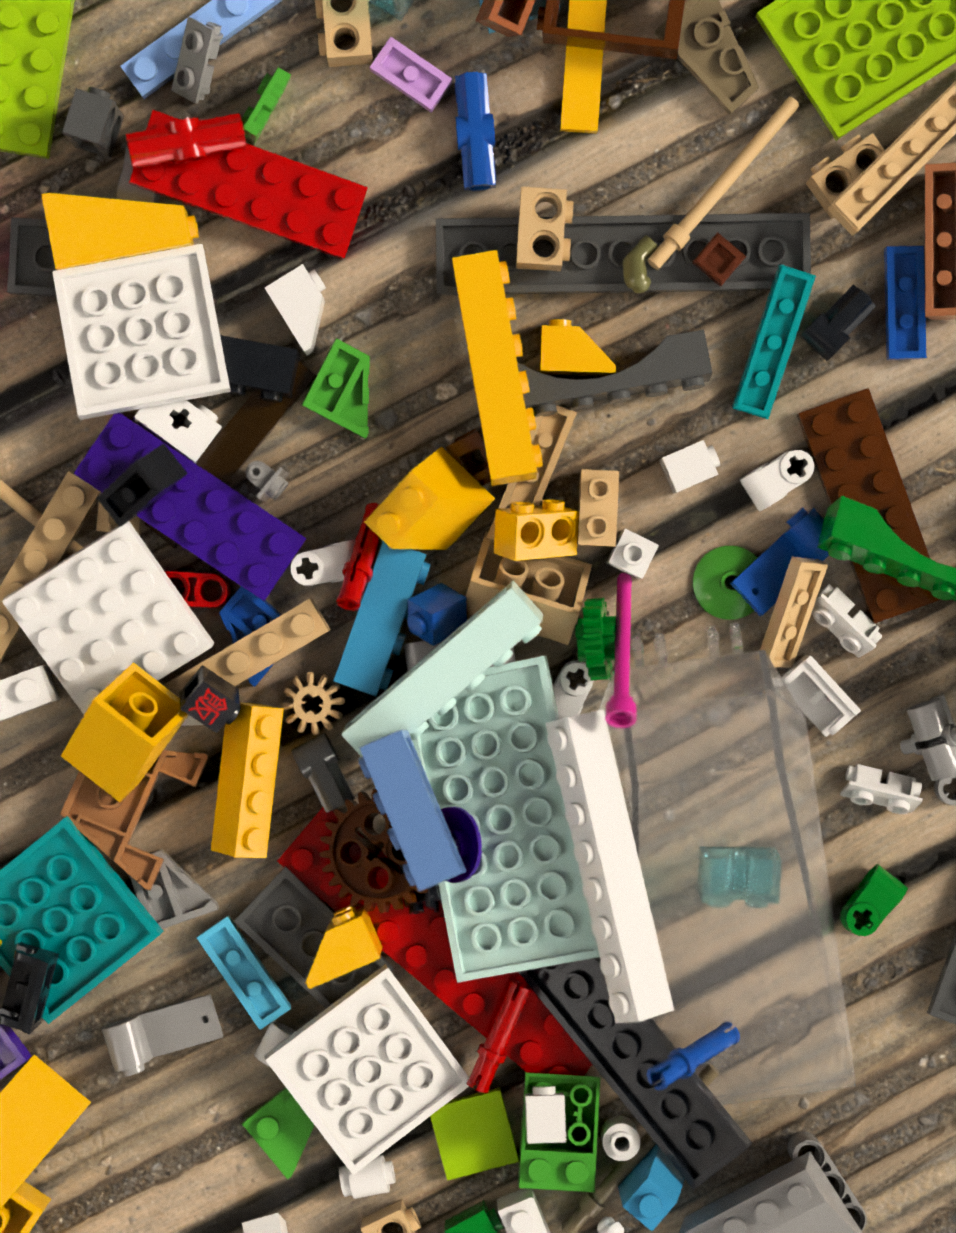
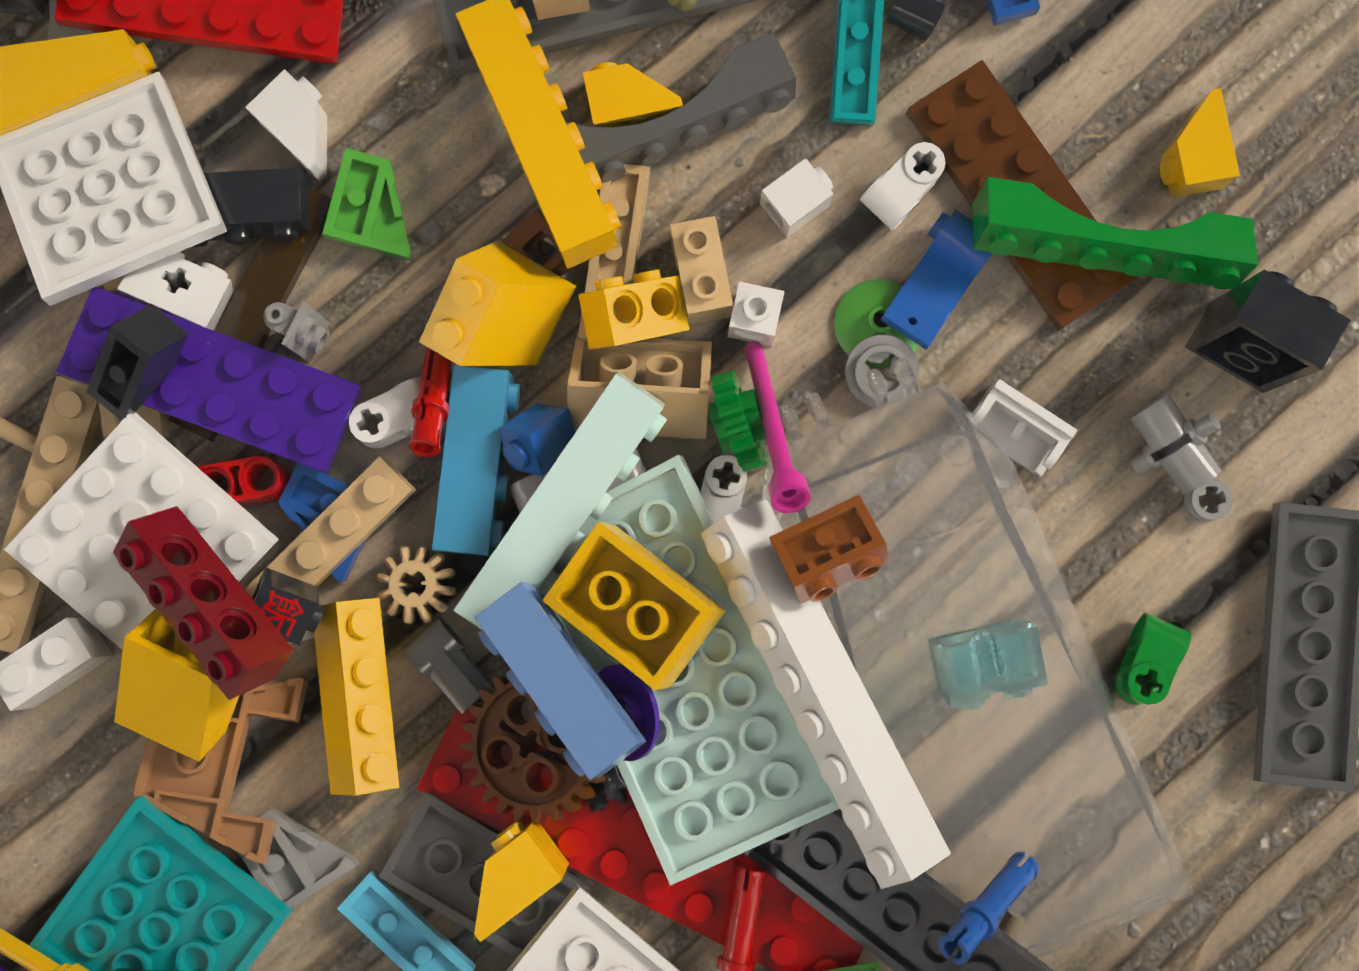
camera: 20 degrees left, 5 degrees down
(155, 685) = (202, 601): none -> dark red brick
(481, 766) = (633, 606): none -> yellow brick
(641, 764) = (831, 550): none -> dark orange bracket
(720, 606) = (877, 349): none -> light grey gear
(793, 610) = (964, 330): tan plate -> none
(855, 634) = (1042, 345): white hinge -> none
(898, 794) = (1146, 522): white hinge -> none

